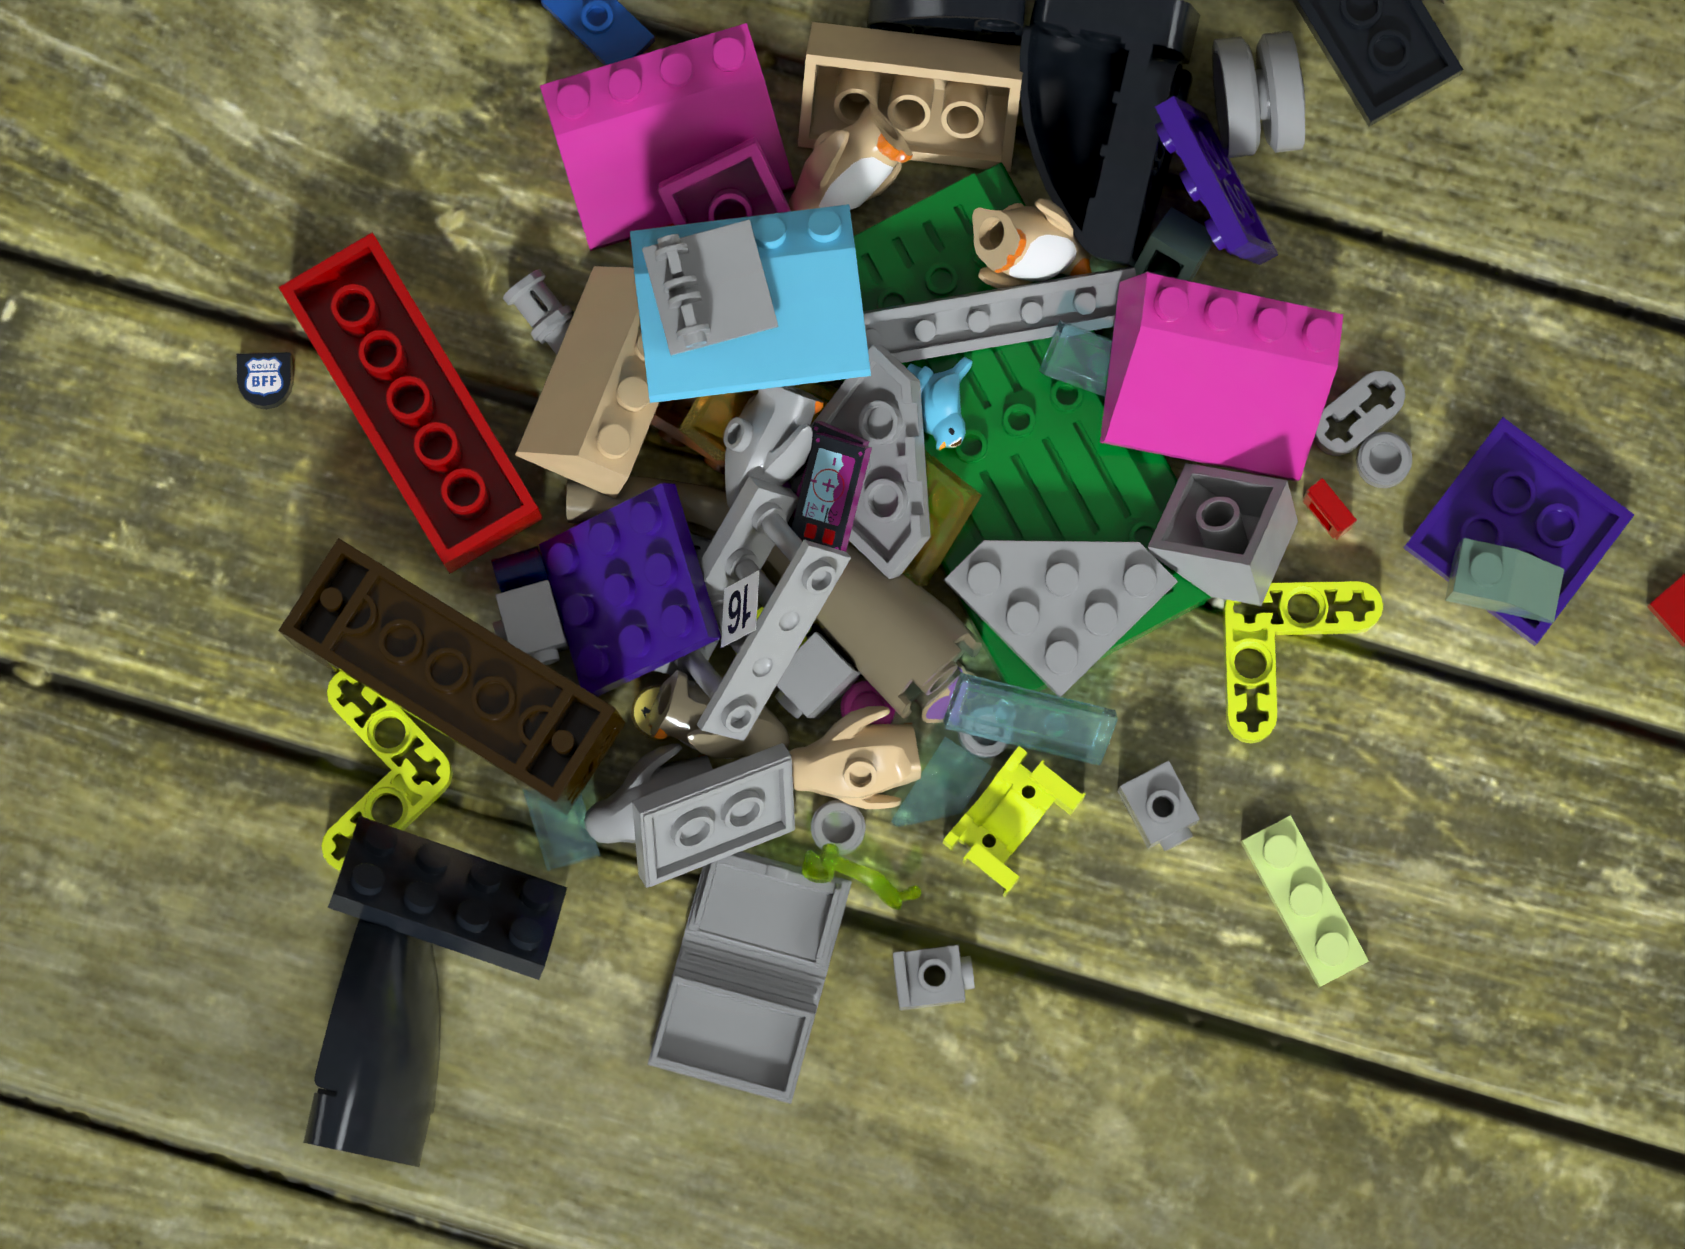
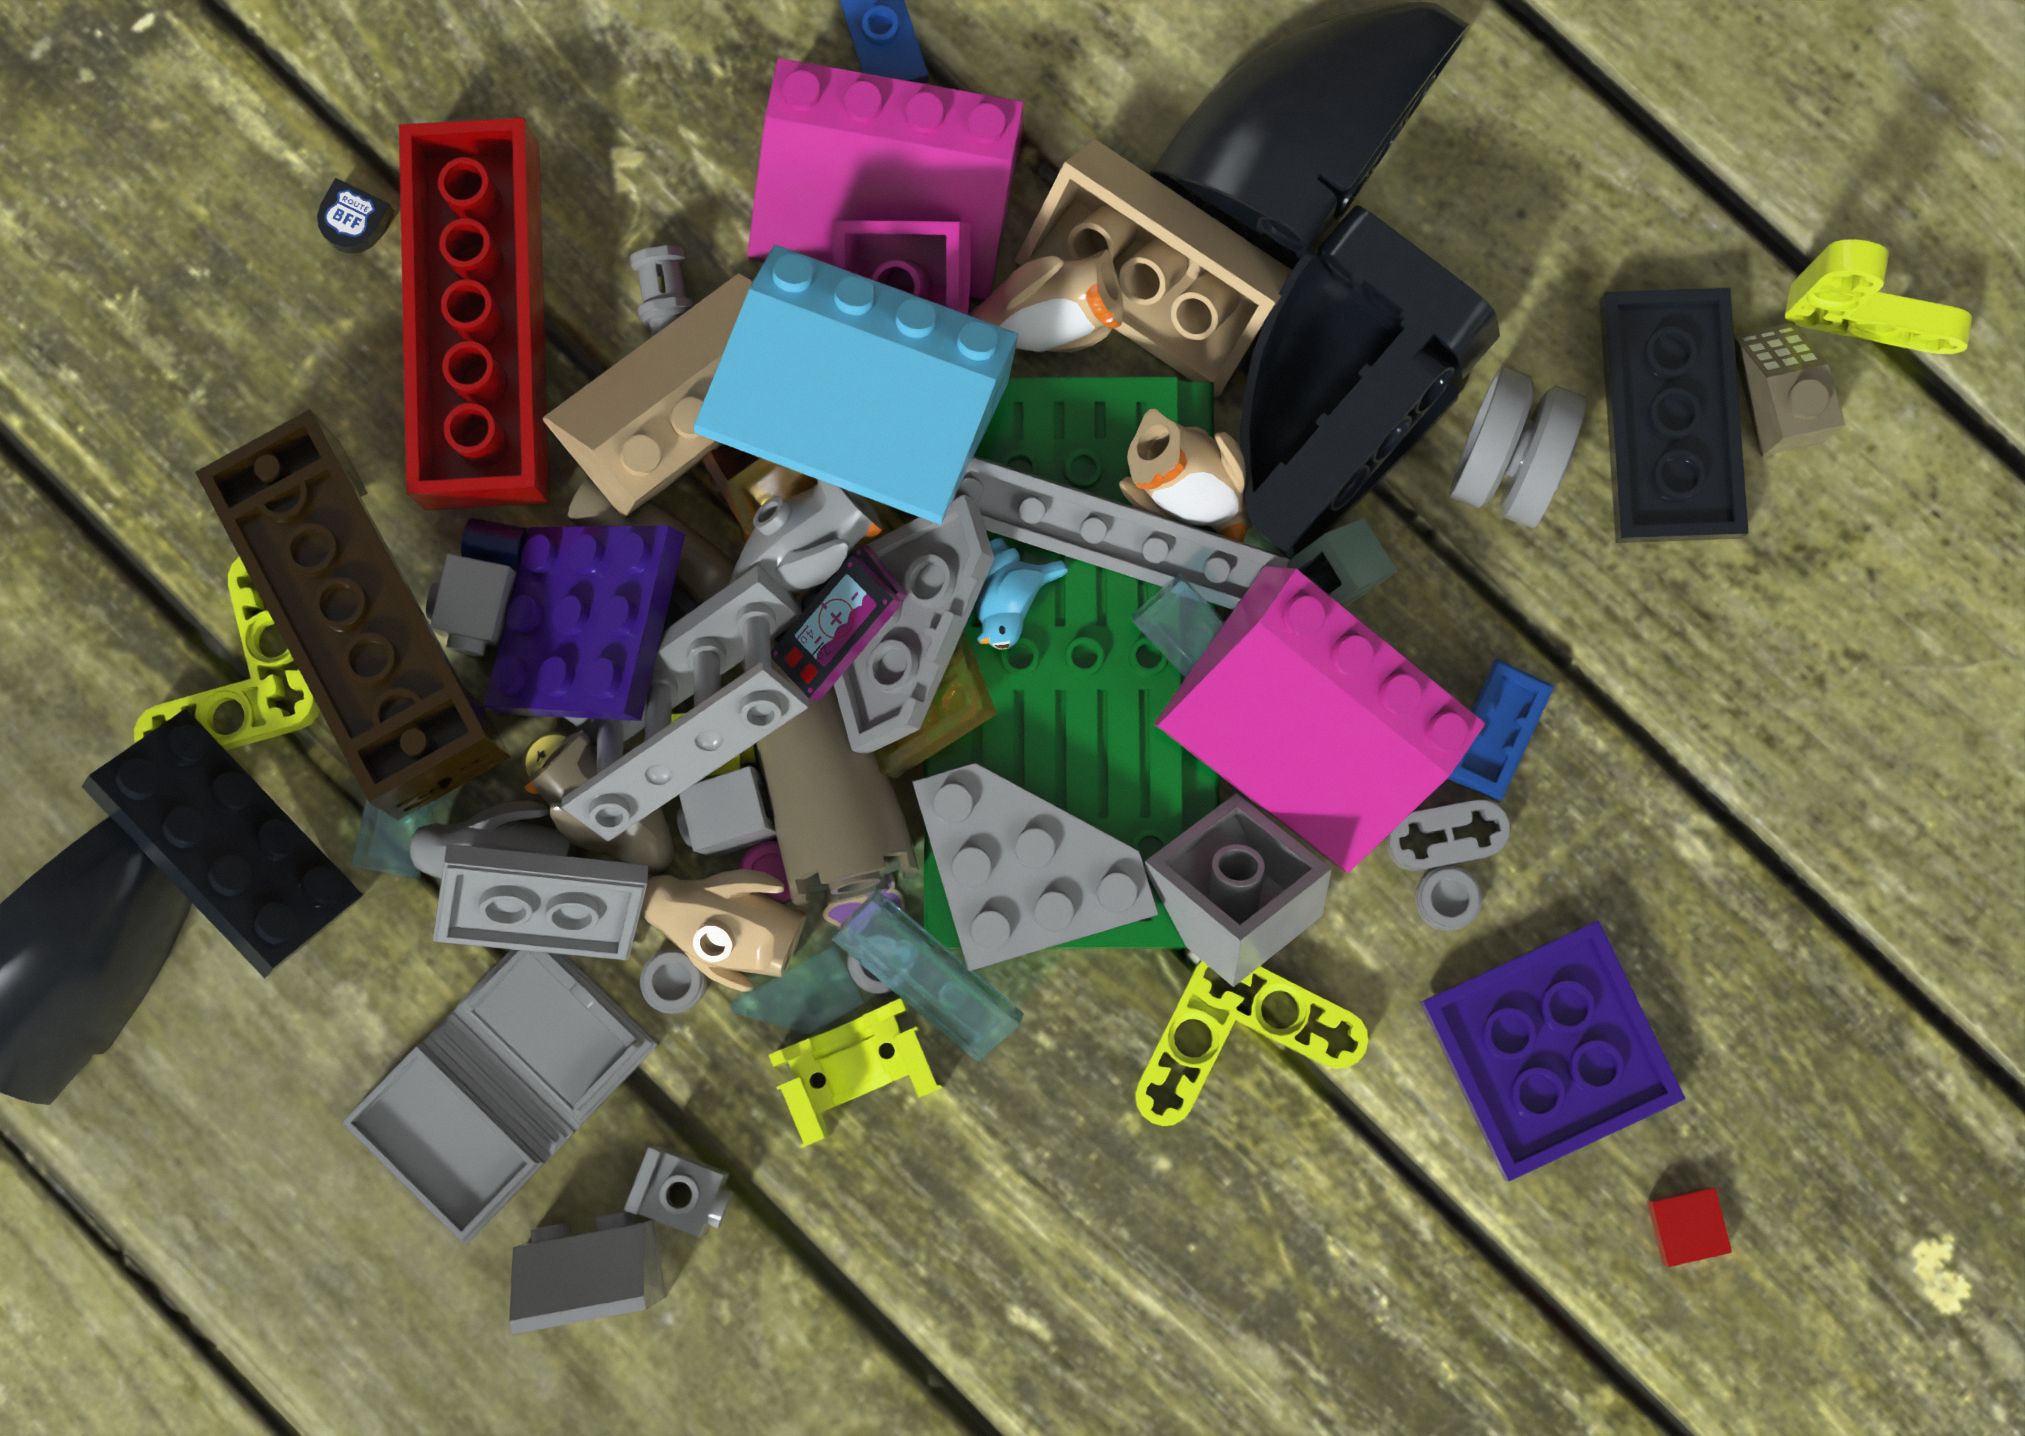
camera: 30 degrees right, 0 degrees up
(709, 287) = (817, 340): light grey hinge -> none
(740, 609) = (668, 700): white sticker -> none
(822, 870) = (632, 1012): clear neon green piece -> none
(895, 1069) = (585, 1274): none -> light grey slope
(1159, 807) = (1014, 1142): light grey brick -> none
(1213, 181) = (1422, 511): dark purple plate -> none
(1304, 901) = (1116, 1322): yellowish green plate -> none
(1329, 509) = (1361, 920): red tile -> none
(1355, 291) = (1511, 708): none -> blue plate
(1504, 581) = (1508, 1098): sand green slope -> none

